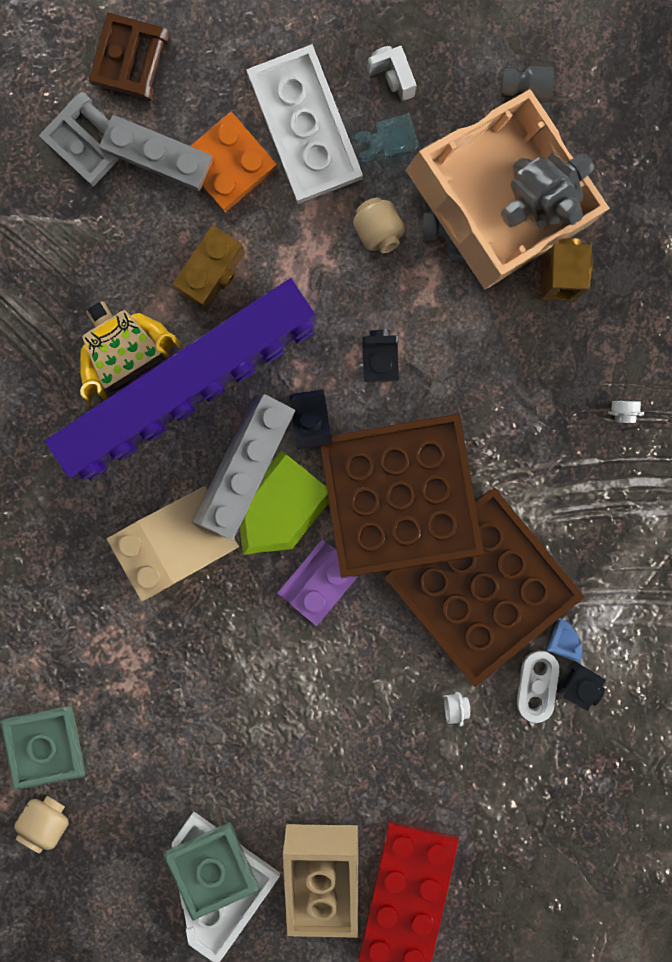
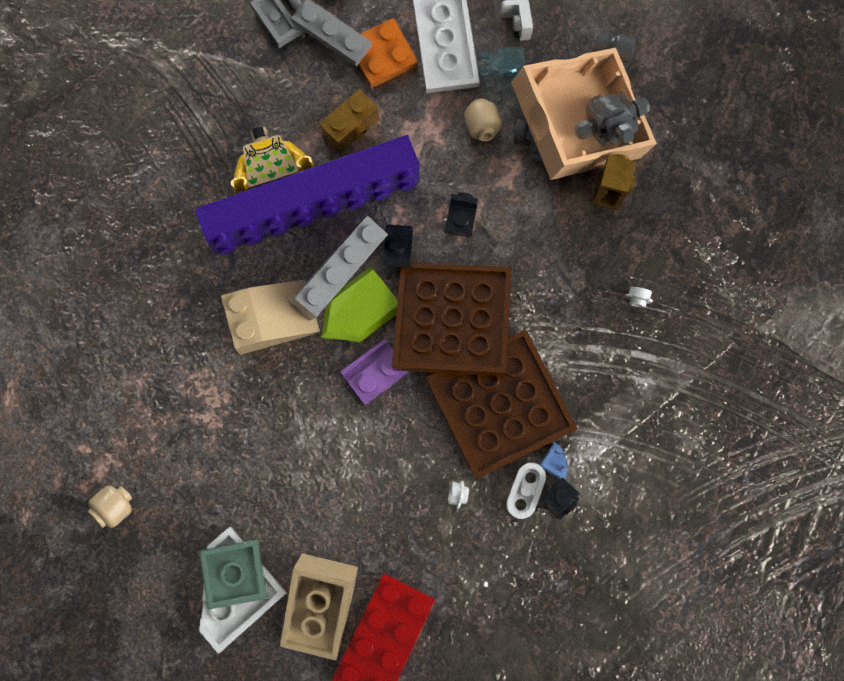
camera: 10 degrees right, 10 degrees down
(42, 747) = (127, 449): sand green tile -> none

